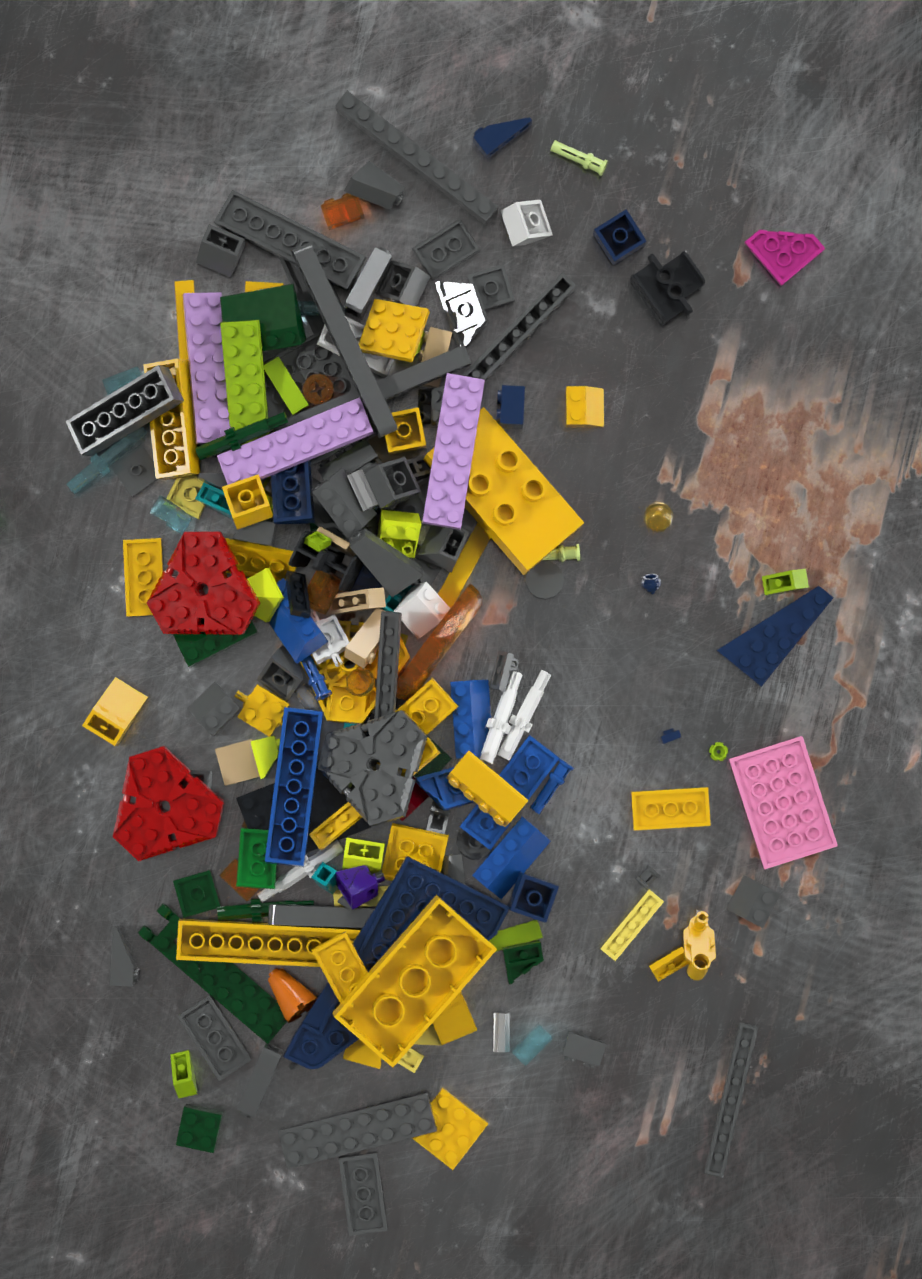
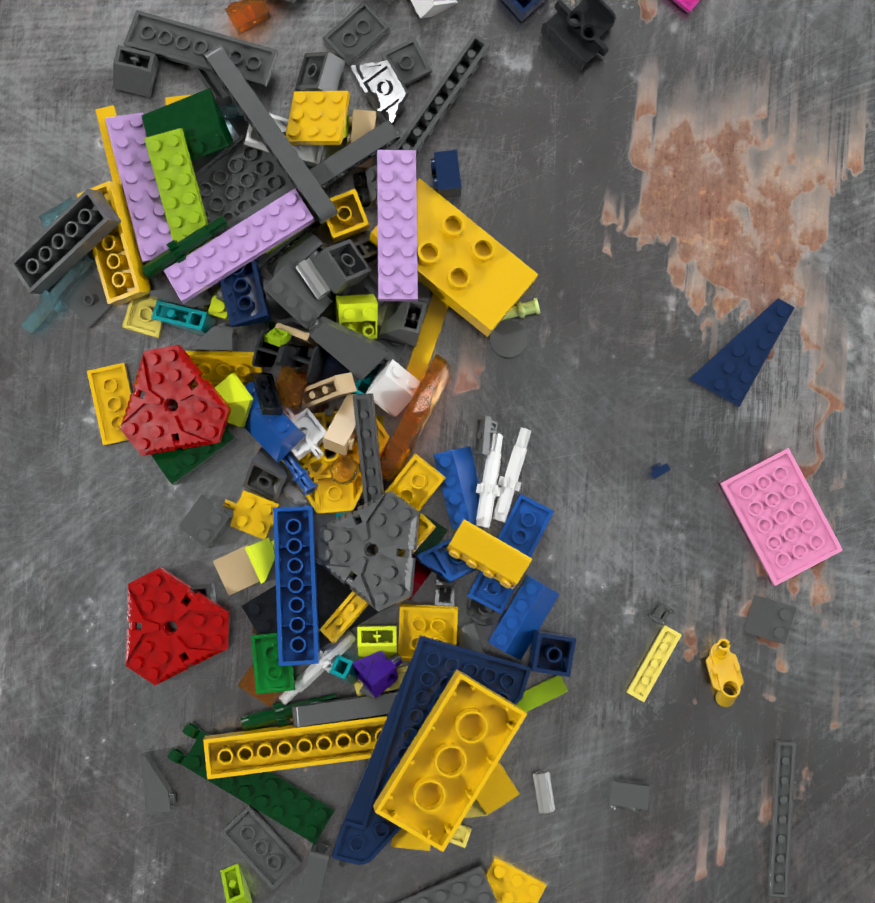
camera: 10 degrees left, 0 degrees up
(115, 712) = (107, 542): yellow slope -> none
(171, 513) = (131, 337): clear light blue slope -> none
(196, 893) = (219, 707): dark green plate -> none
(247, 502) = (201, 310): yellow brick -> none
(285, 386) = (221, 191): lime tile -> none
(290, 994) = (328, 791): orange cone -> none
(309, 385) = (244, 188): clear orange gear -> none
(340, 964) = (372, 755): yellow tile -> none
(368, 282) = (284, 78): slope -> none
(521, 958) = (551, 715): dark green wing -> none
(531, 1044) = (576, 799): clear light blue brick -> none
(556, 778) = (554, 532): blue pin -> none
(584, 406) = (517, 163): yellow slope -> none
(651, 583) = (613, 324): dark blue plate -> none
(658, 516) = (609, 257): clear yellow hair -> none
(669, 964) = (697, 695): yellow plate -> none
(670, 808) = (671, 542): yellow plate -> none
(723, 751) = (713, 477): lime plate -> none
(785, 581) = (744, 299): lime slope -> none

